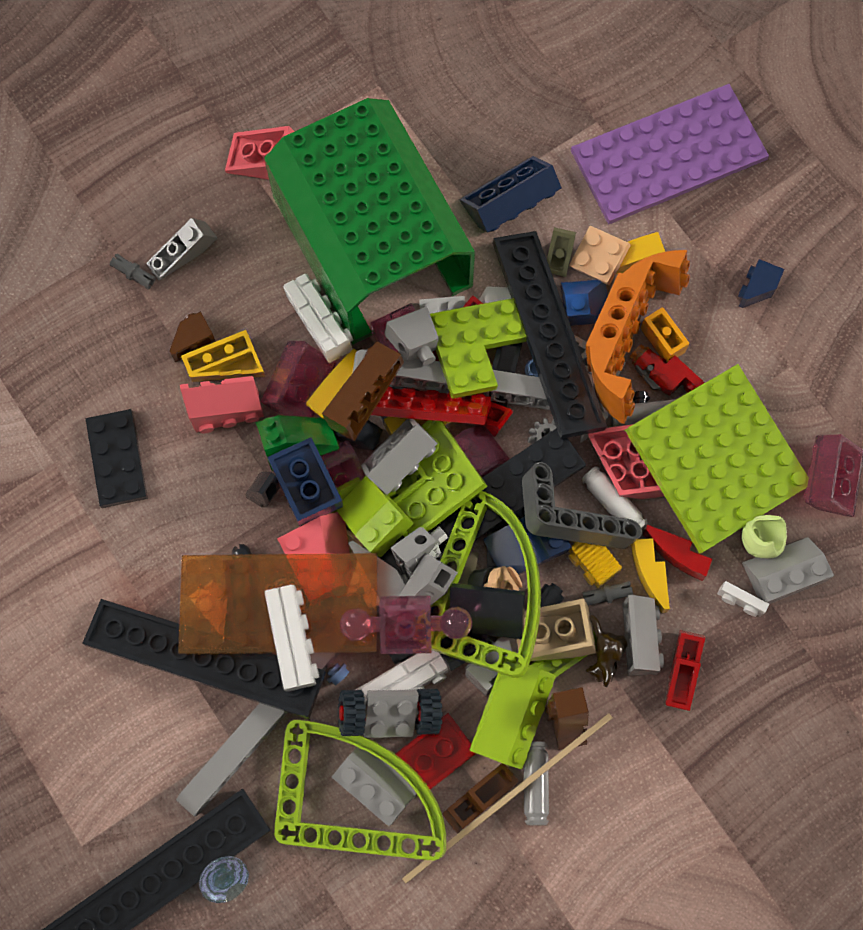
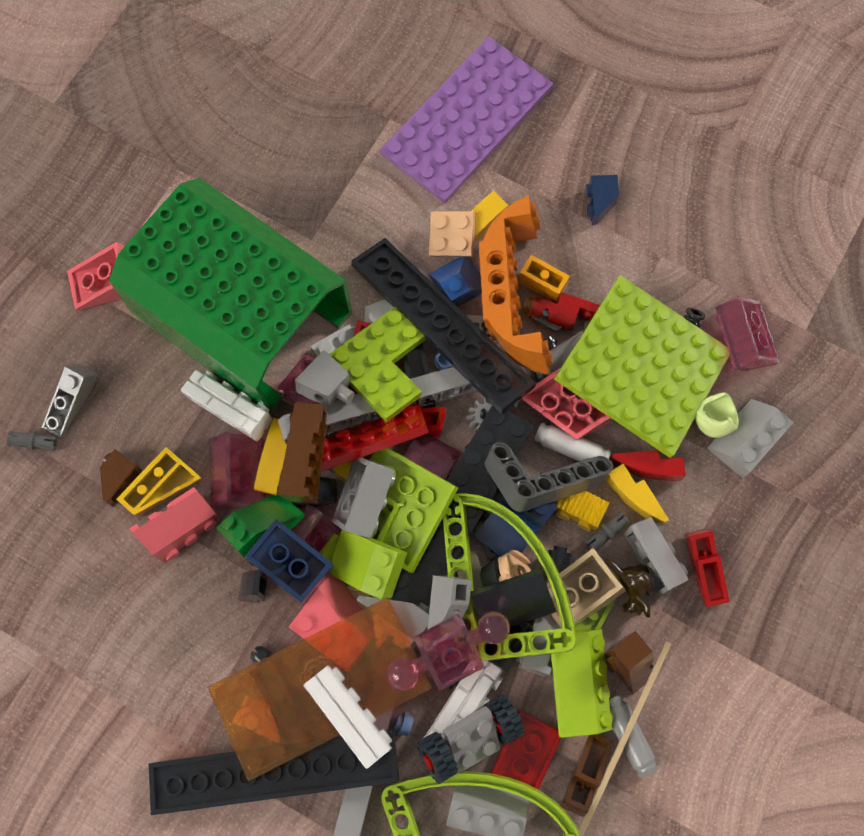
camera: 25 degrees left, 0 degrees up
(116, 458) = (99, 623): black plate -> none
(413, 547) = (419, 576): light grey torso -> none
(511, 193) = (347, 214): dark blue slope -> none
(560, 251) = (416, 245): olive slope -> none
(735, 595) = (716, 480): white plate -> none
(792, 435) = (694, 316): none -> black bush

